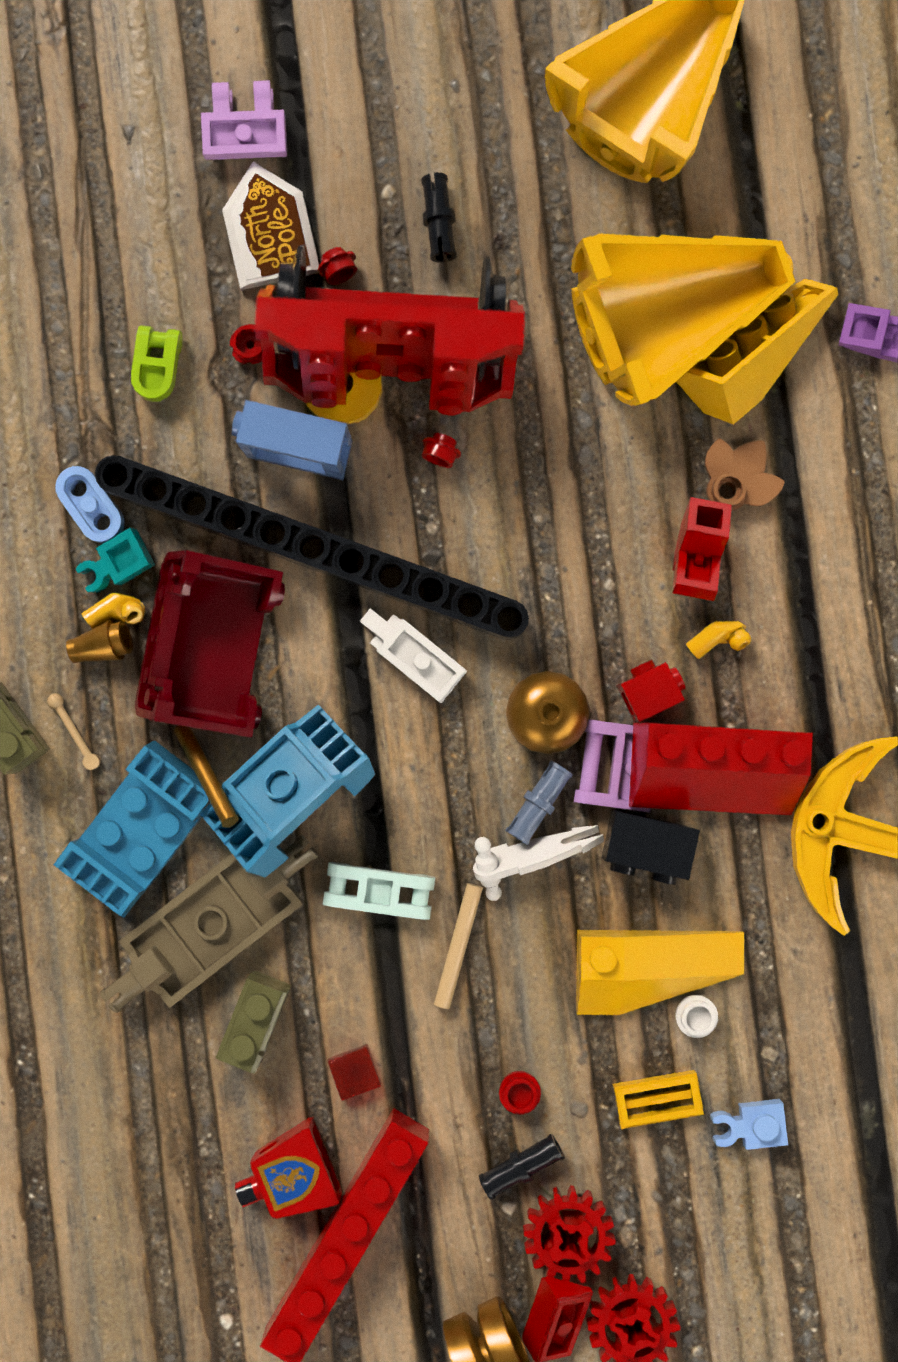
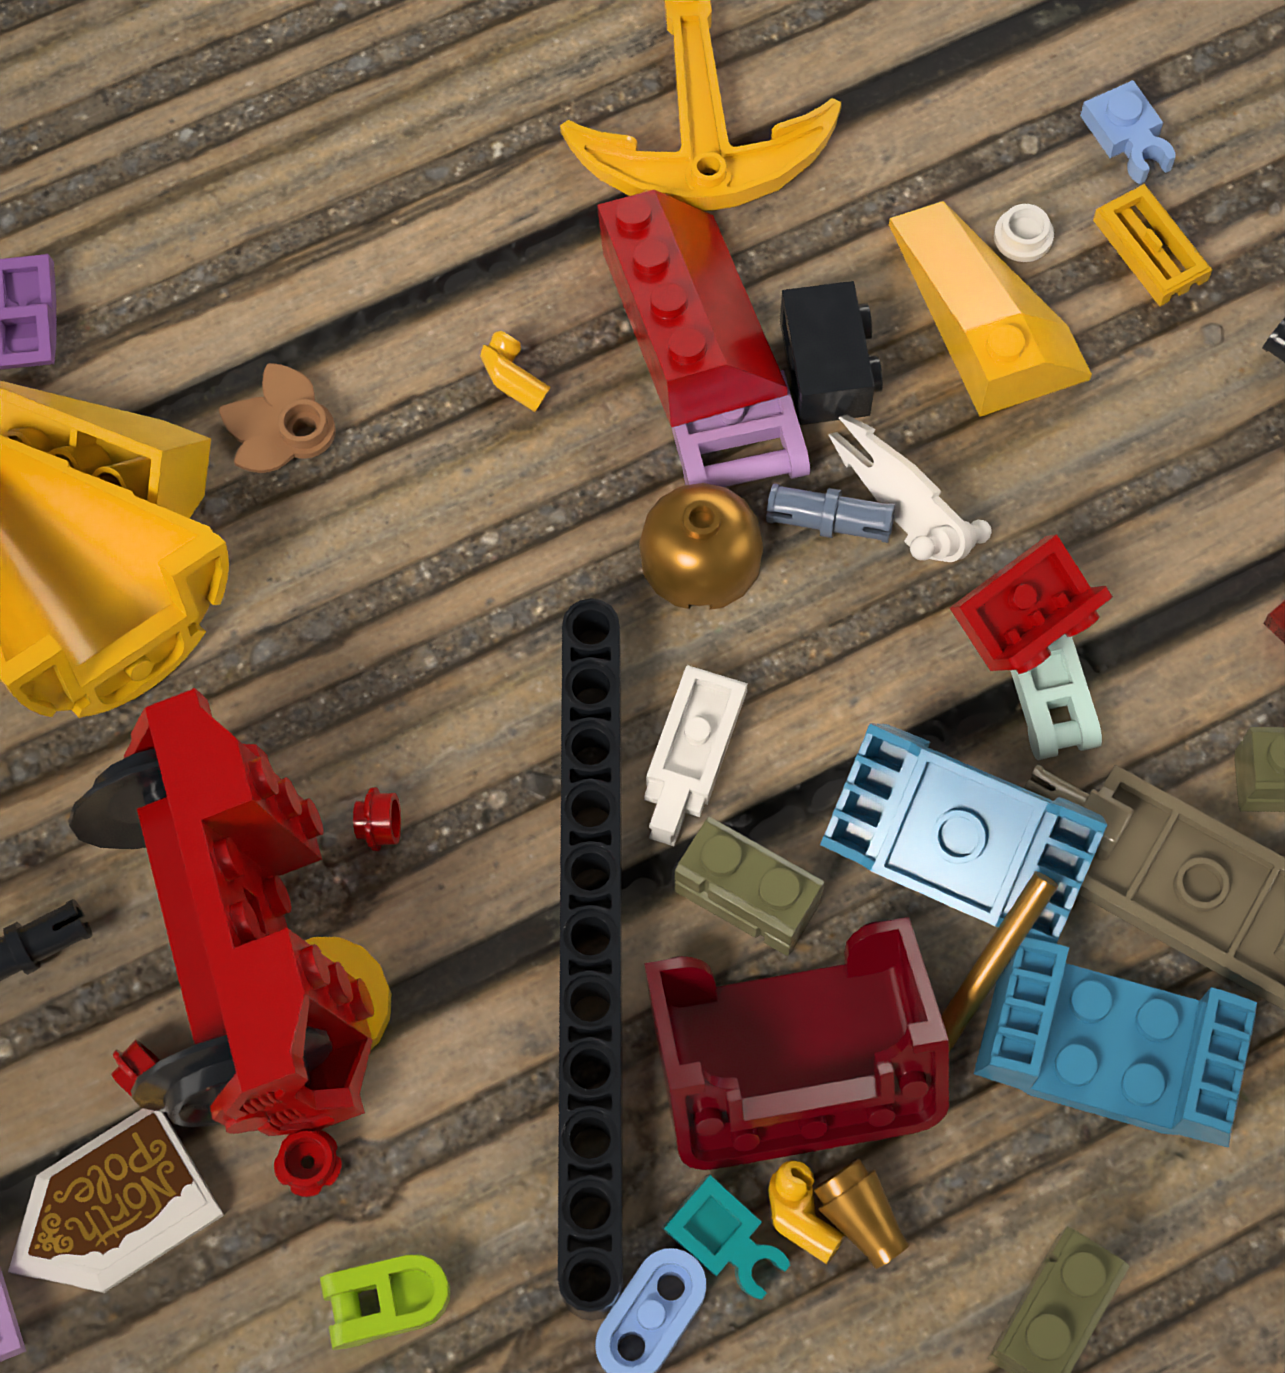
camera: 110 degrees left, 20 degrees down
(91, 760) = (1045, 1166): tan hinge -> none
(293, 439) = (438, 1018): medium blue window -> none
(310, 653) = (748, 885): none -> olive brick
(415, 894) = (1029, 607): none -> red bracket
(458, 946) = (1082, 548): tan bar -> none
(519, 1092) = (1229, 404): red plate -> none
(651, 690) = (619, 425): red brick -> none
(700, 548) = (398, 432): red brick -> none

